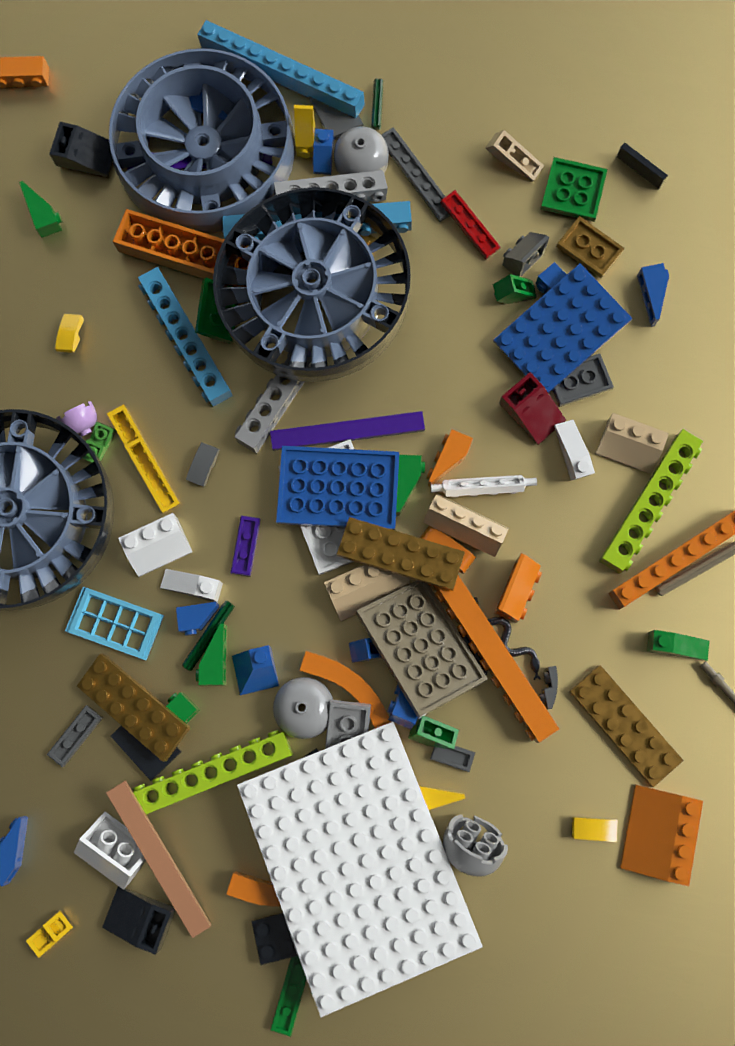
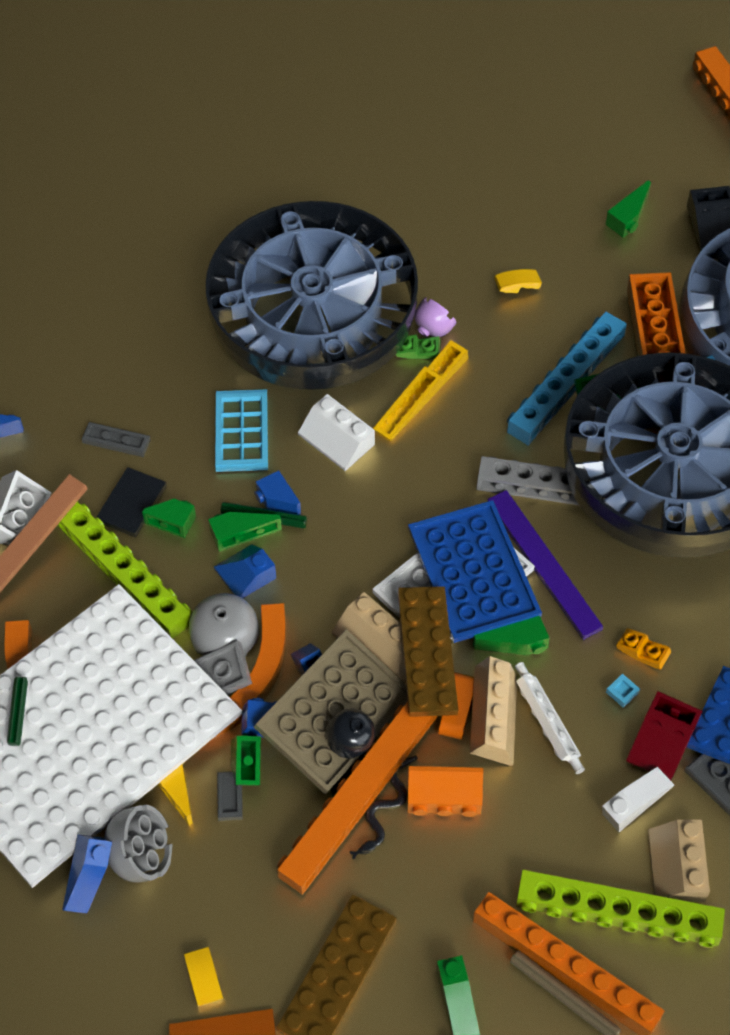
camera: 65 degrees right, 20 degrees down
(133, 707) = (162, 473): pearl gold plate -> none
(192, 585) = (309, 482): white slope -> none
(202, 464) = (442, 442): dark grey slope -> none
(245, 546) = (372, 514): dark purple tile -> none
(329, 913) = (17, 711): none -> dark green axle
(448, 642) = (350, 733): none -> black cylinder
(452, 390) = (642, 649): none -> light orange slope
(454, 452) = (567, 672): orange slope -> none
(481, 421) = (623, 690): none -> medium azure plate
(483, 894) = (86, 872): none -> blue slope
(549, 694) = (338, 871): dark grey slope -> none

